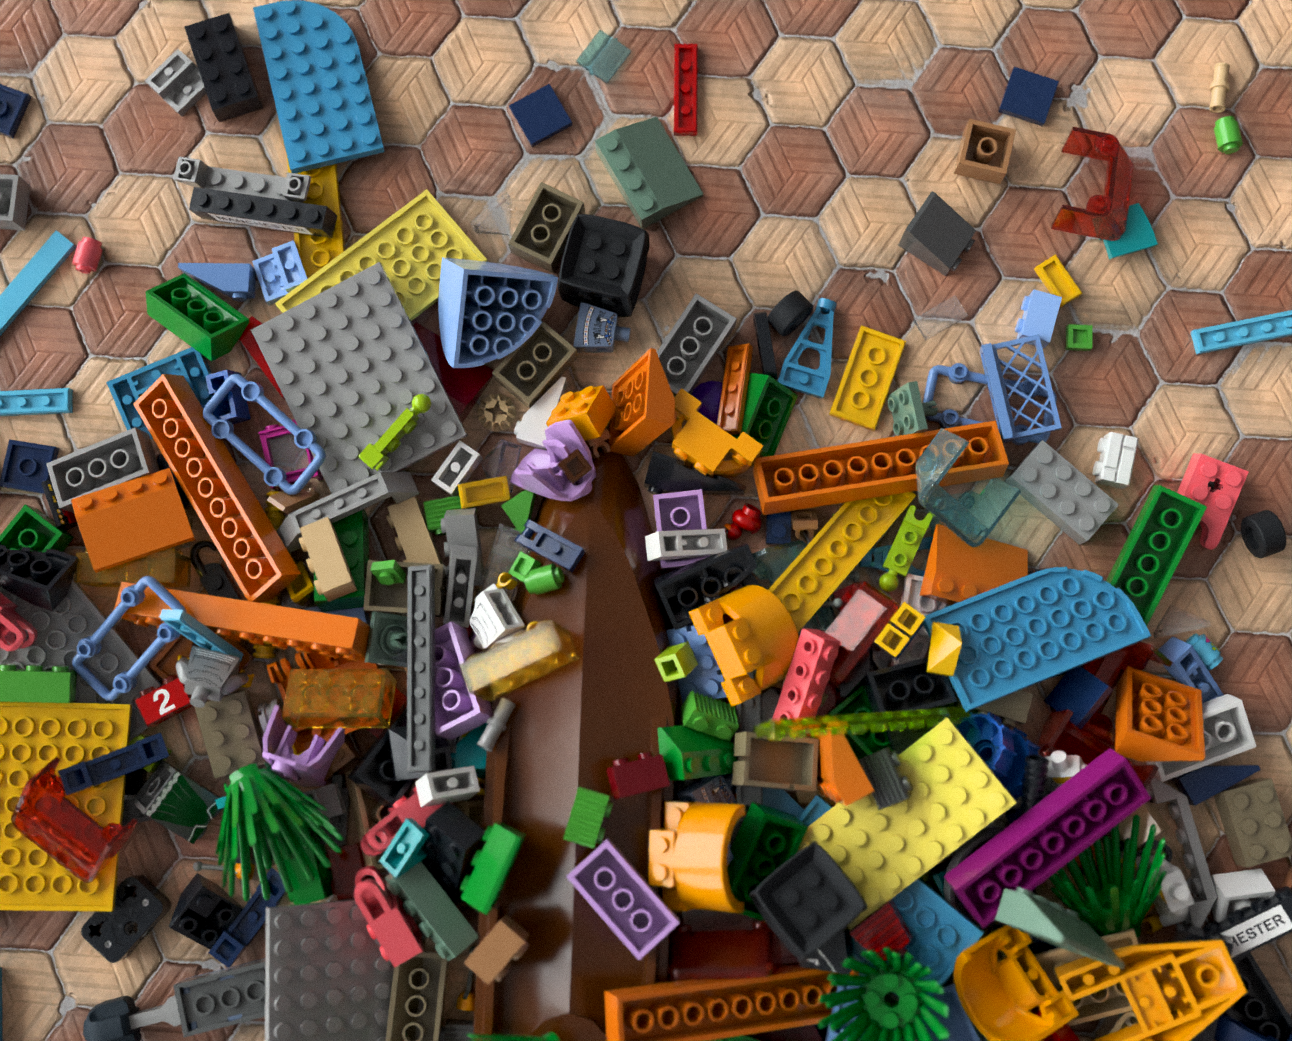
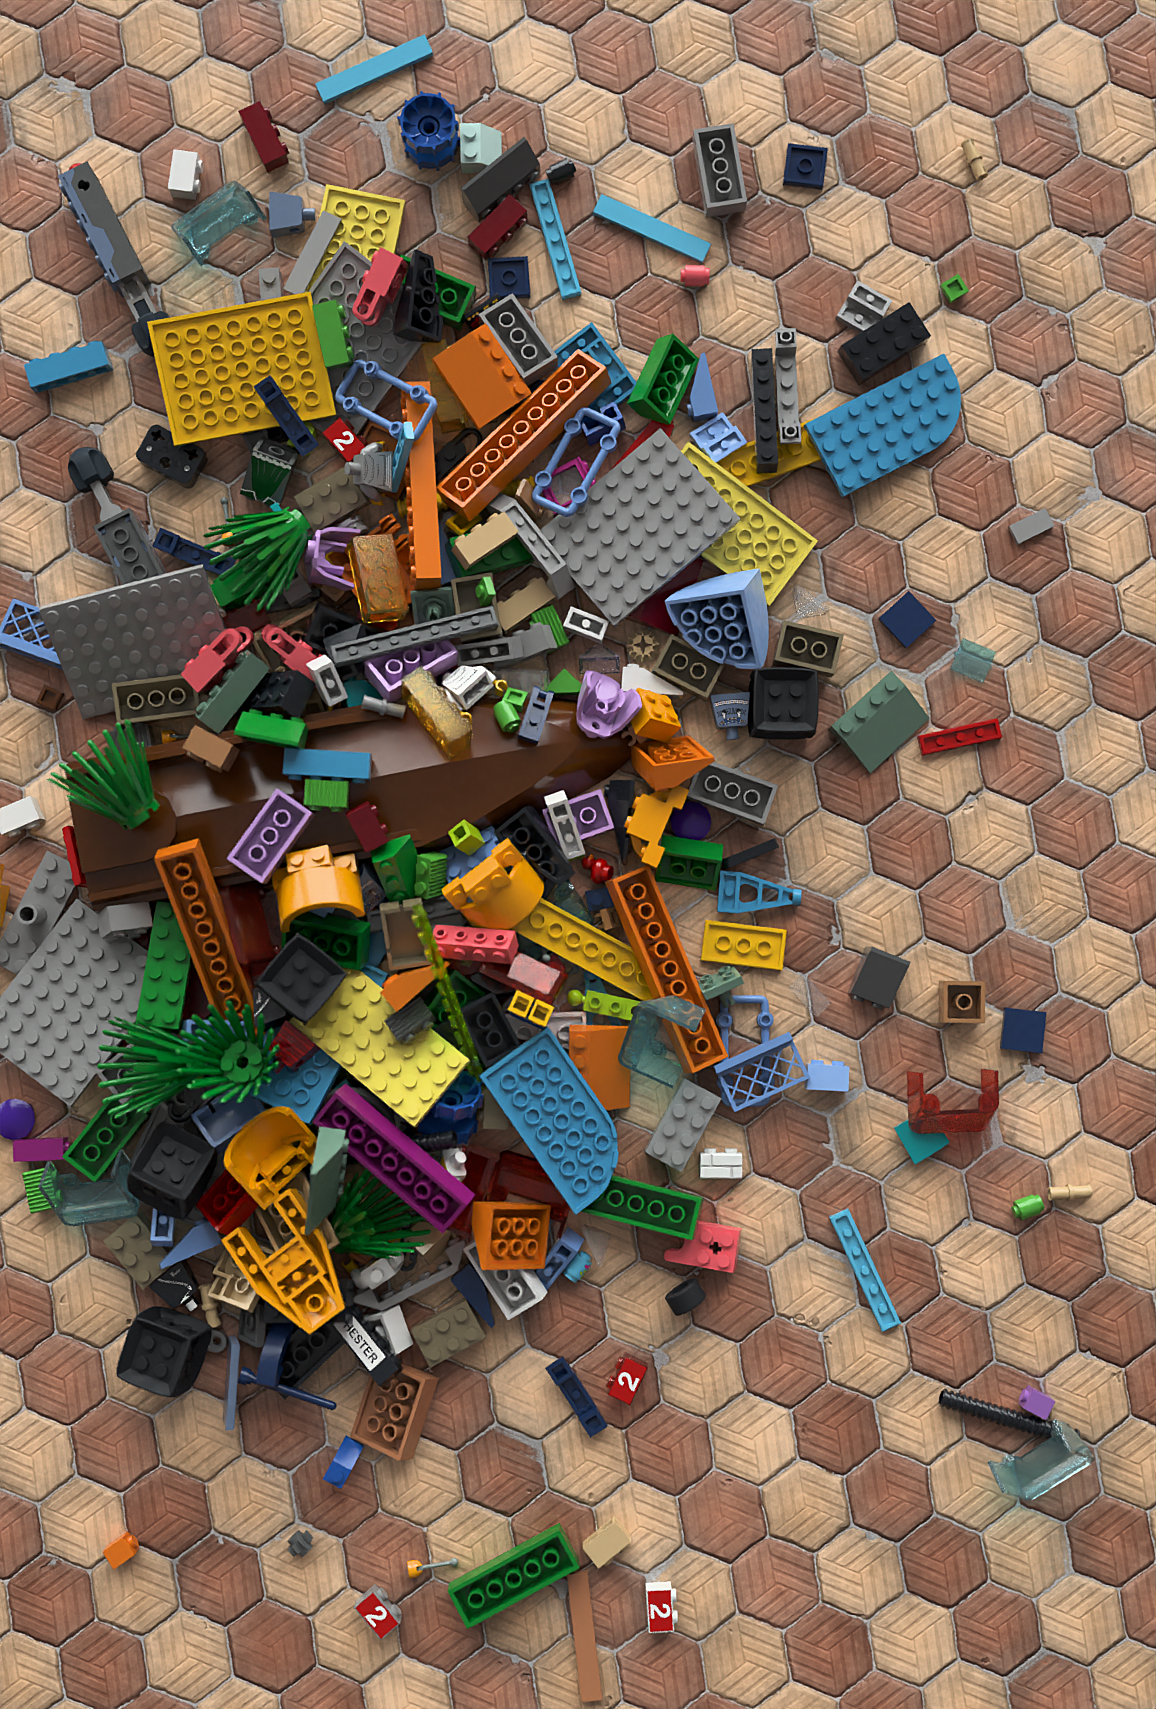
camera: 70 degrees right, 5 degrees up
(64, 829) = (226, 393): clear red windscreen -> none
(204, 911) = (190, 515): black slope -> none
(376, 455) = (578, 556): lime plate -> none
(405, 848) = (271, 659): teal slope -> none
(484, 492) = (571, 651): yellow tile -> none
(551, 808) = (327, 764): none -> dark azure brick
(574, 466) = (605, 719): reddish brown tile -> none
(735, 388) = (705, 836): orange tile -> none
(790, 313) = (782, 868): black tyre -> none
(944, 649) = (524, 1047): yellow slope -> none
(1058, 280) = (864, 1088): yellow tile -> none
(1079, 337) = (819, 1114): bright green plate -> none
(1079, 693) = (516, 1168): dark blue tile -> none

